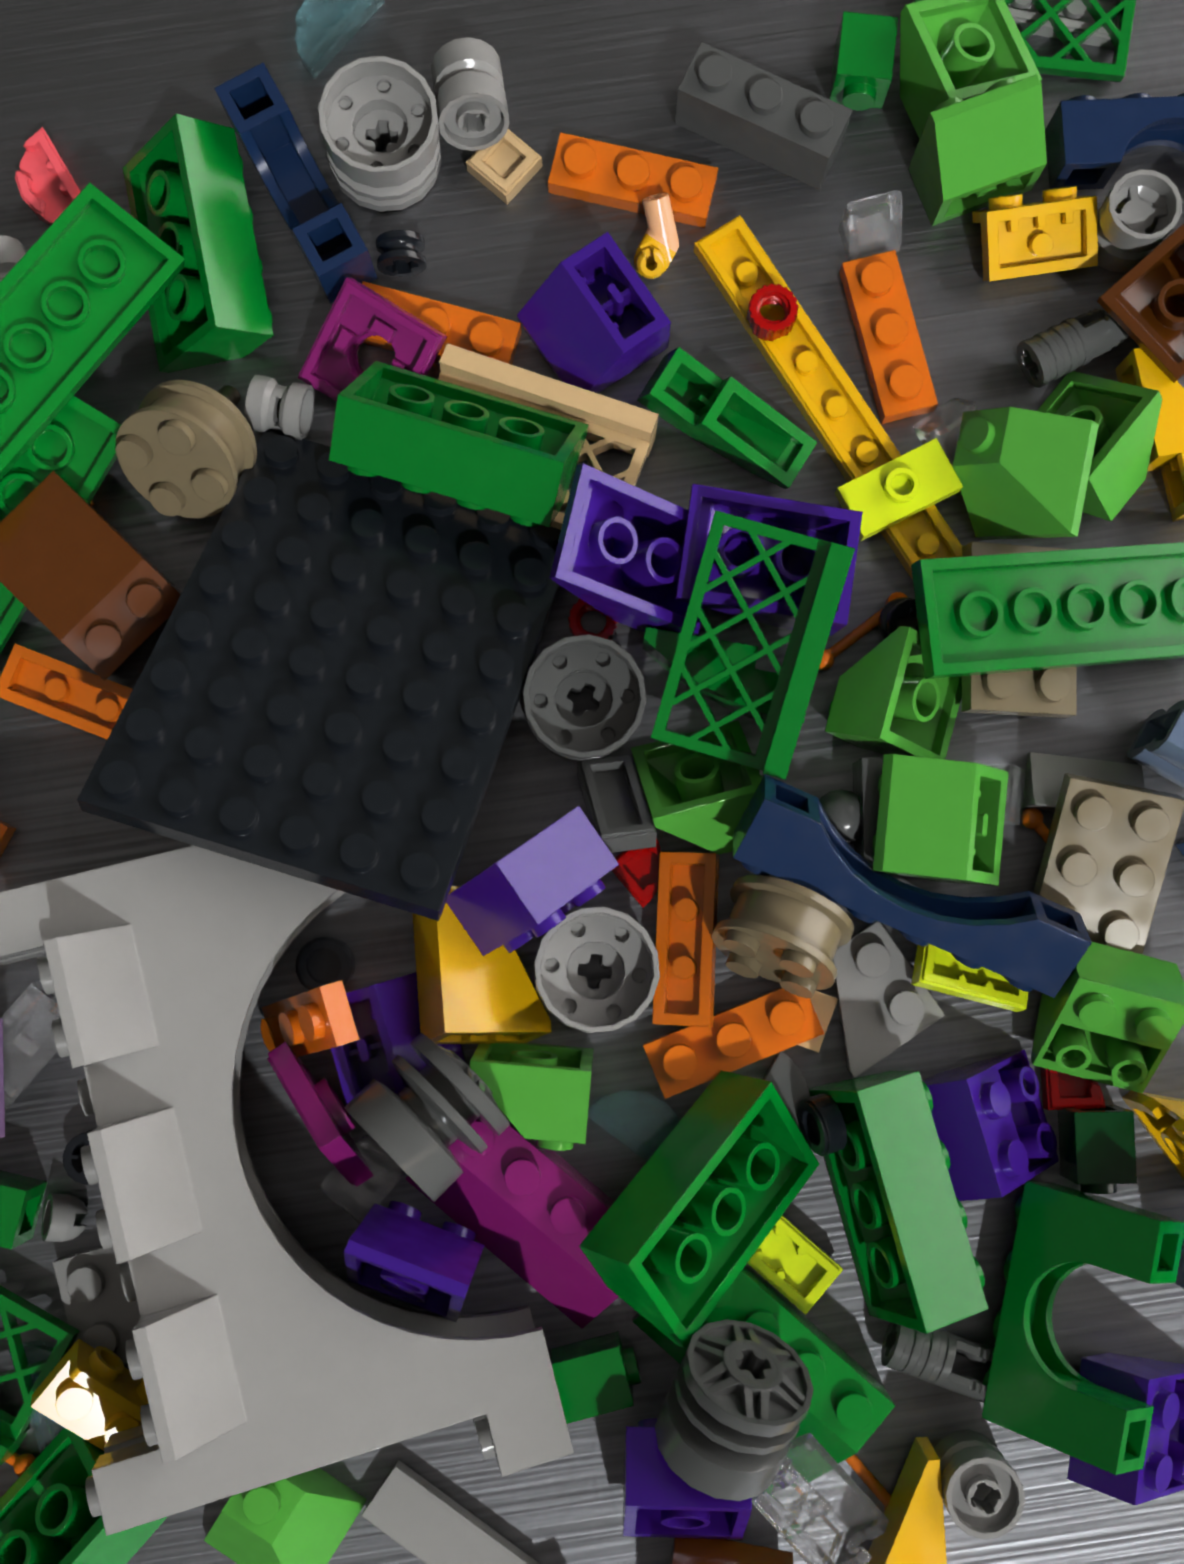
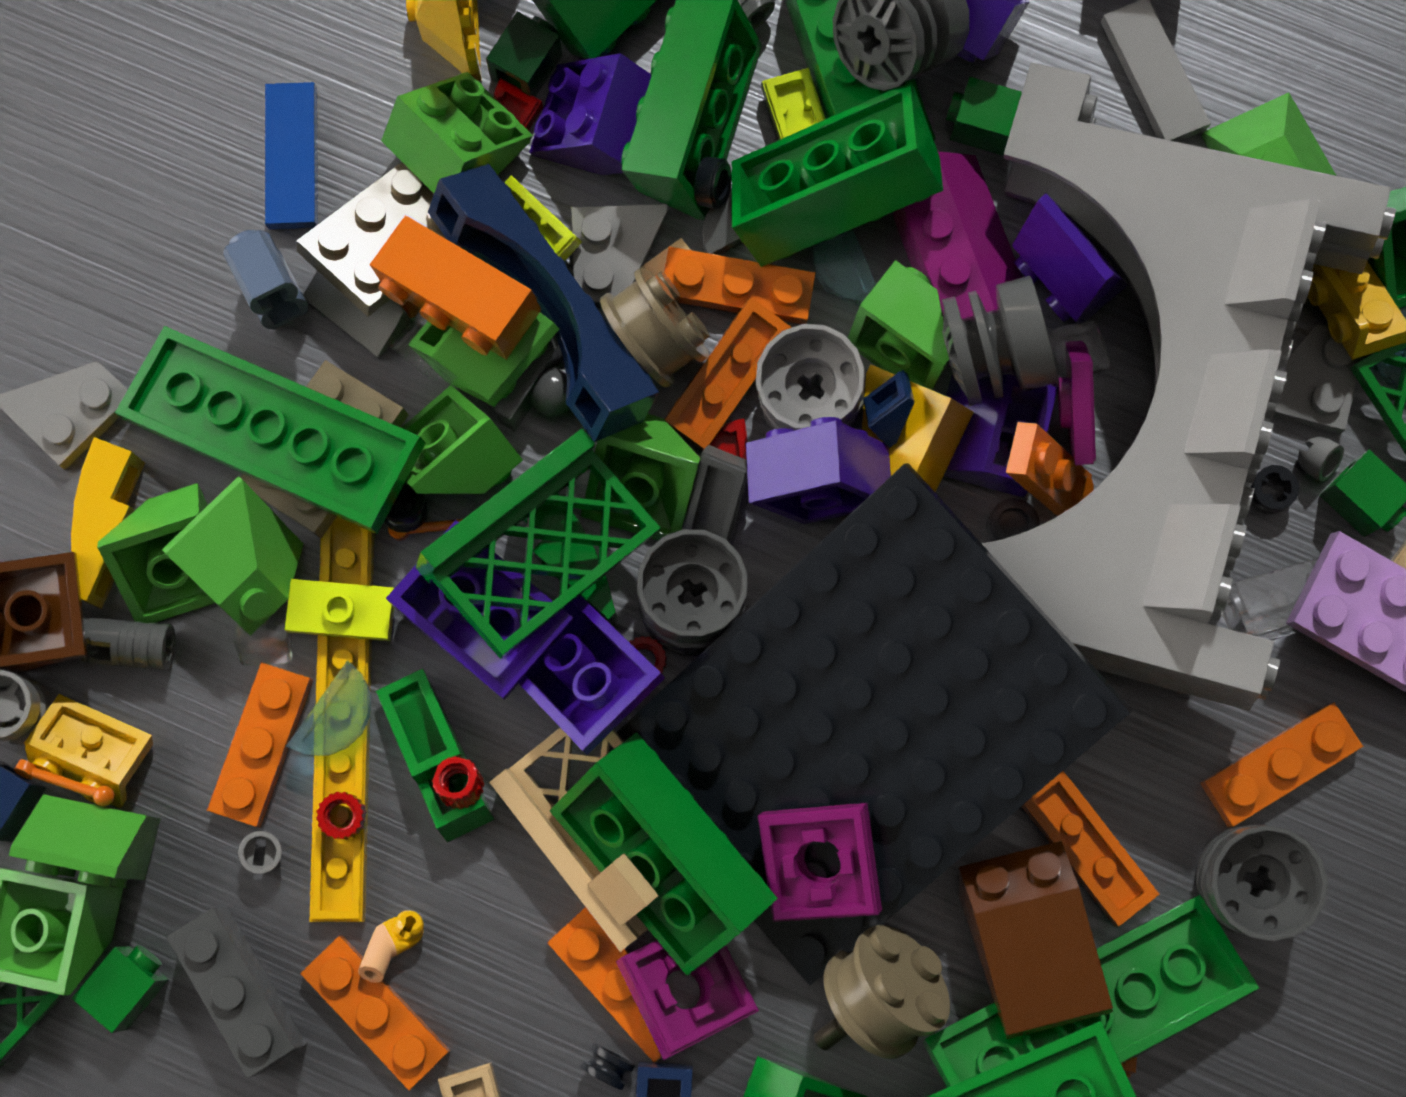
camera: 155 degrees left, 5 degrees down
(279, 406) = (794, 1005): light grey wheel -> none
(305, 486) = (799, 891): none -> magenta piece
(475, 388) = (622, 889): none -> tan tile
(502, 991) = (890, 407): none -> dark blue slope
(595, 318) = (488, 899): dark purple slope -> none
(698, 384) = (473, 788): none -> red axle
(834, 236) = (271, 853): none -> light grey hinge
(835, 396) = (336, 717): none -> clear light blue tile
(872, 225) = (212, 839): clear slope -> none
(995, 192) = (102, 795): none -> orange hinge
(1000, 835) = (454, 288): none -> orange brick

